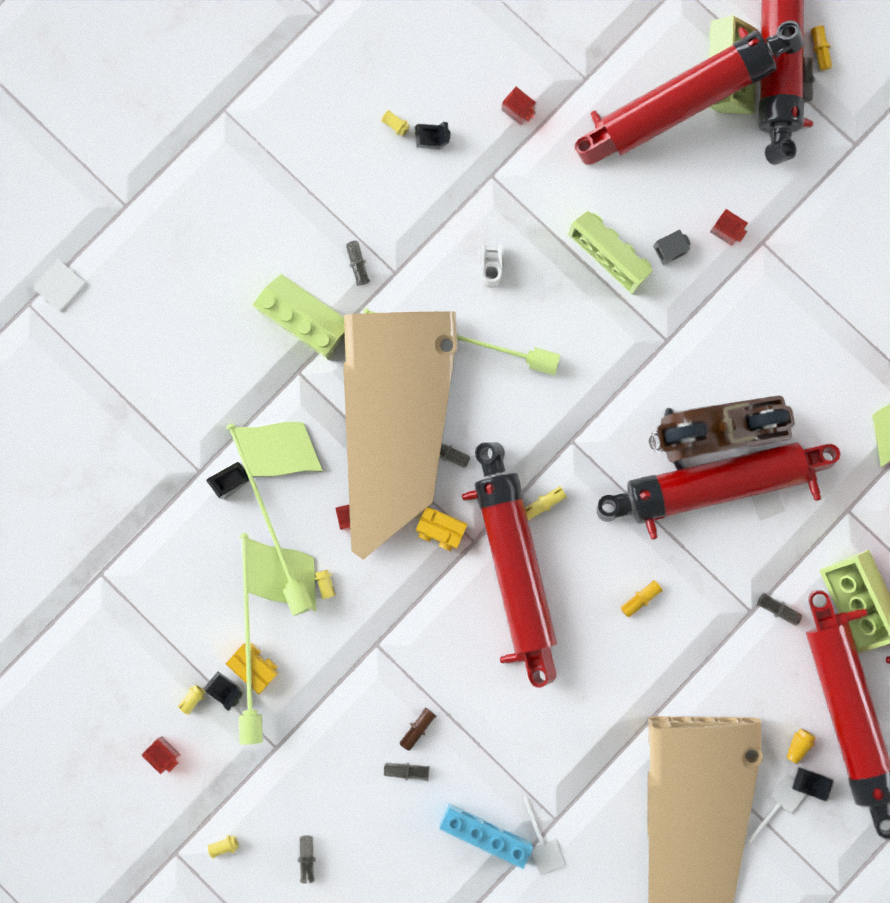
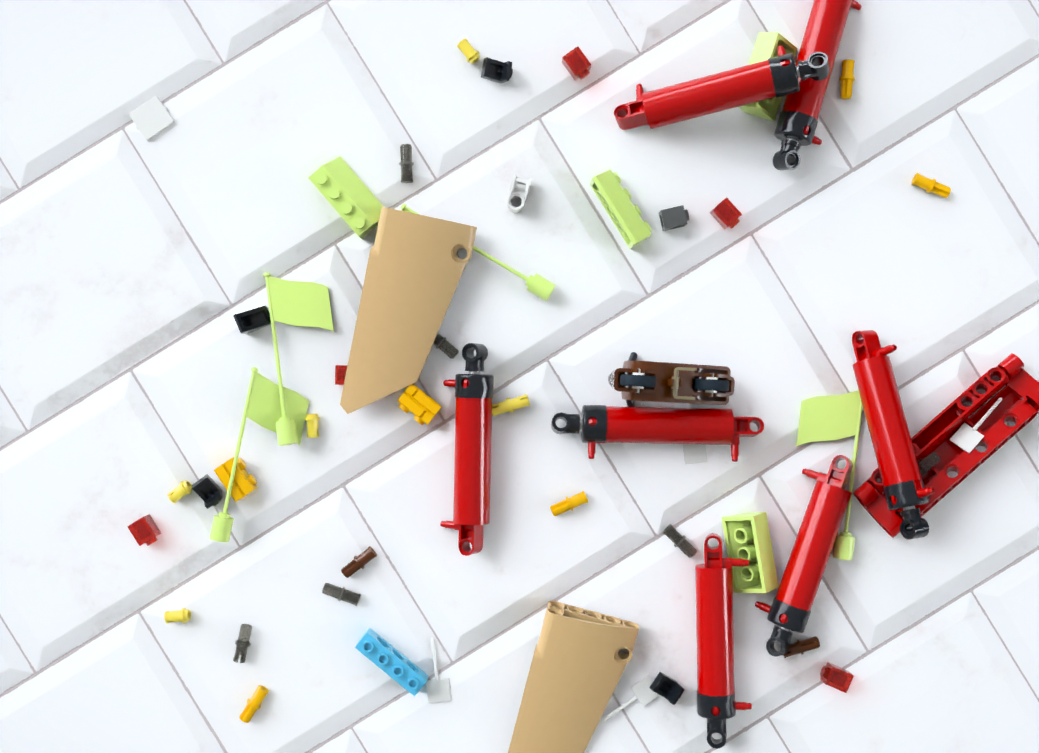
camera: 15 degrees right, 5 degrees up
(800, 745) = (666, 654): yellow cone -> none
(808, 80) = (827, 104): clear smoke axle -> none

